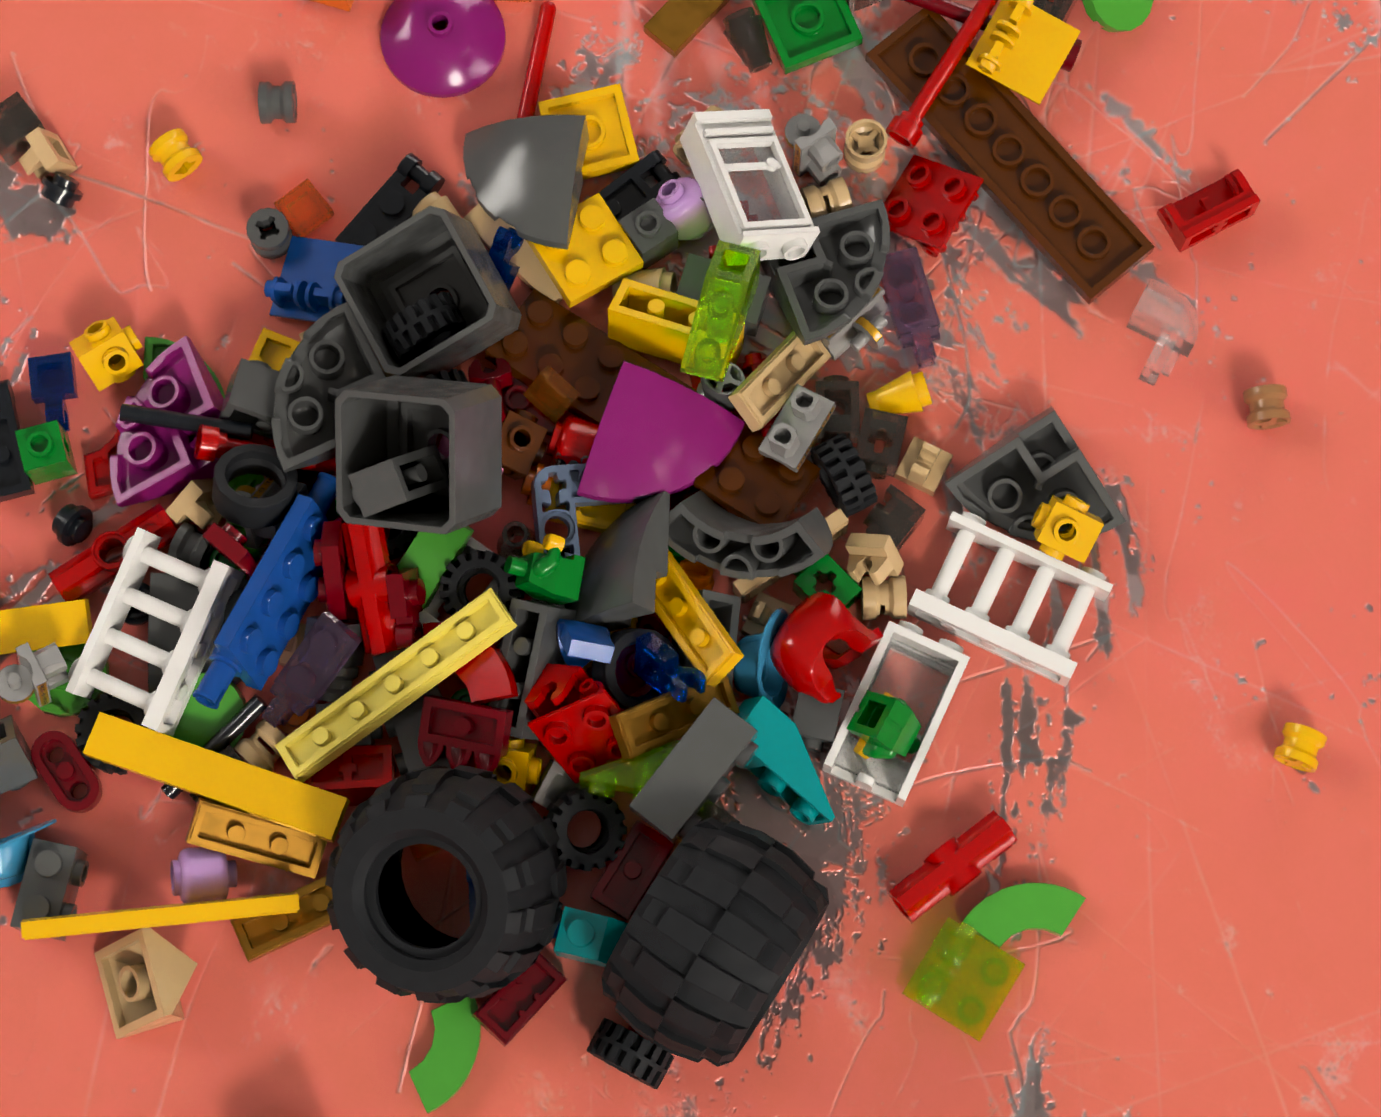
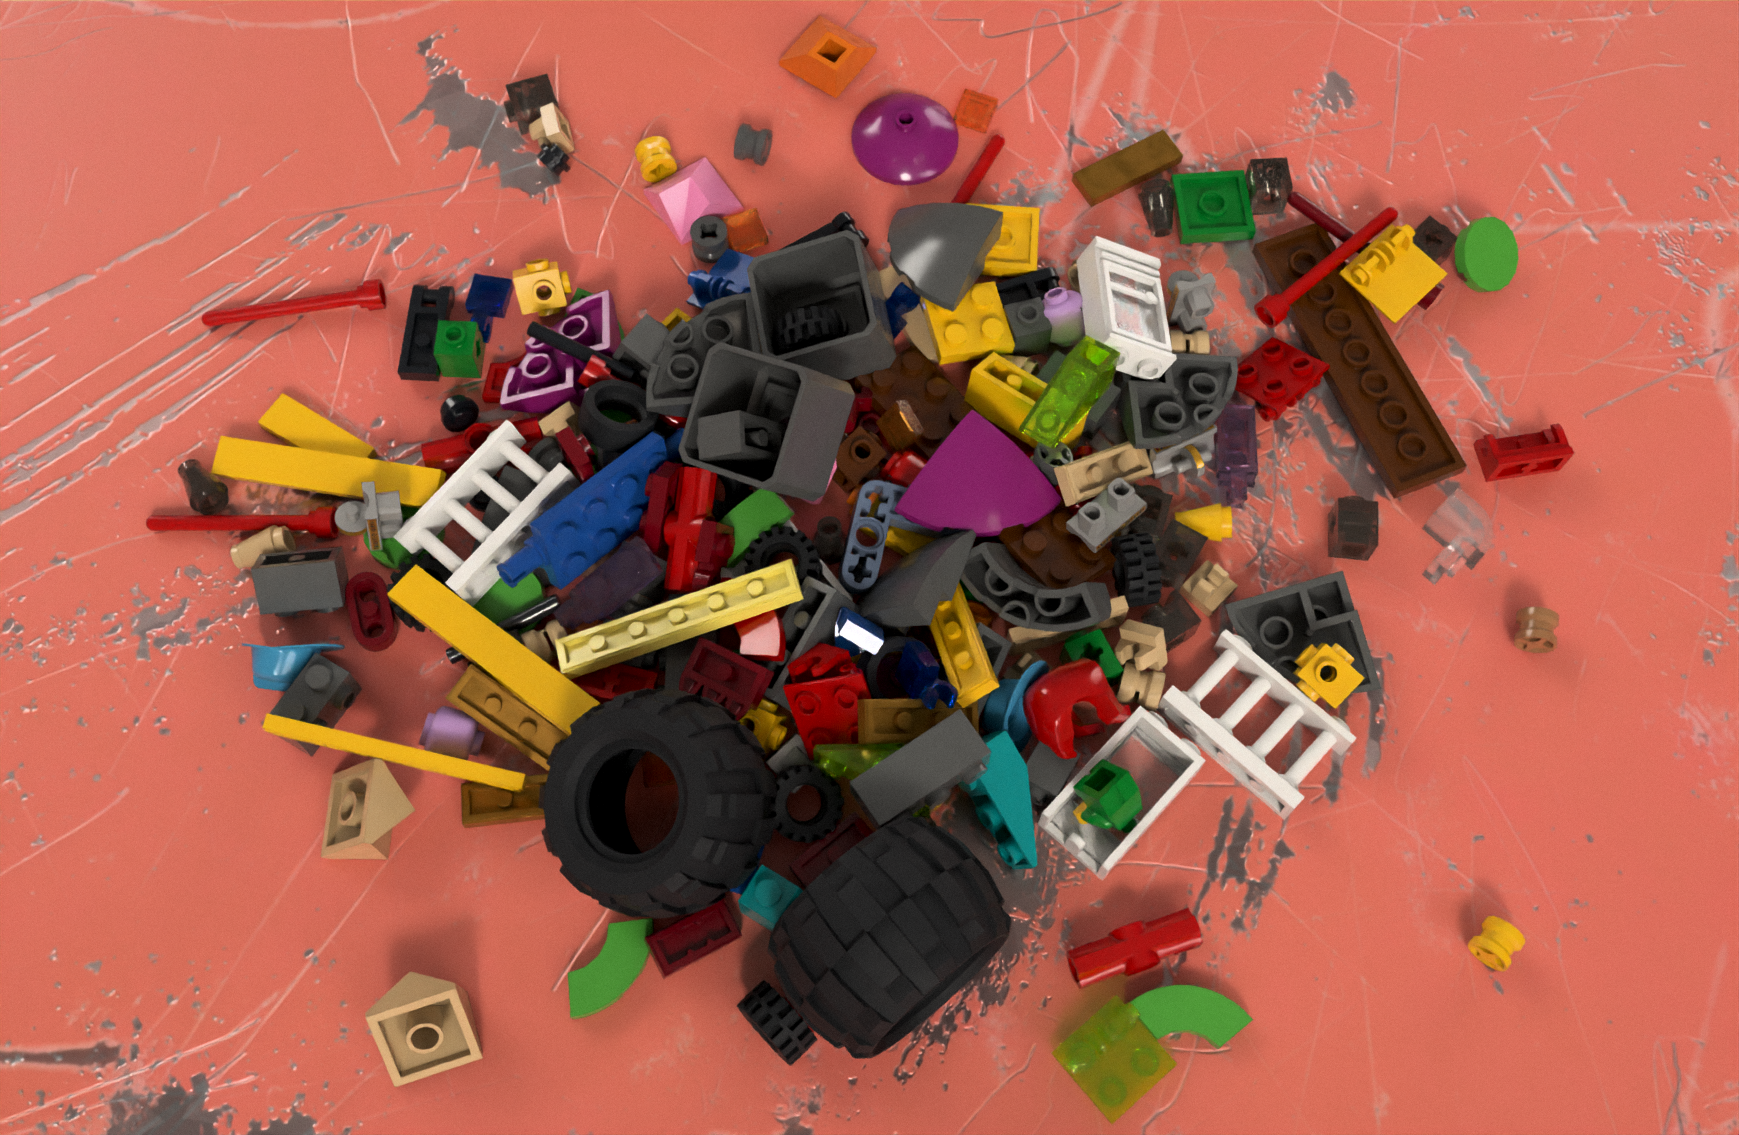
camera: 15 degrees right, 10 degrees down
(231, 187) = (691, 195): none -> bright pink slope
(547, 575) = (844, 563): green piece -> none
(868, 137) = (1233, 314): tan wheel -> none
(1054, 353) = (1353, 528): none -> clear smoke brick

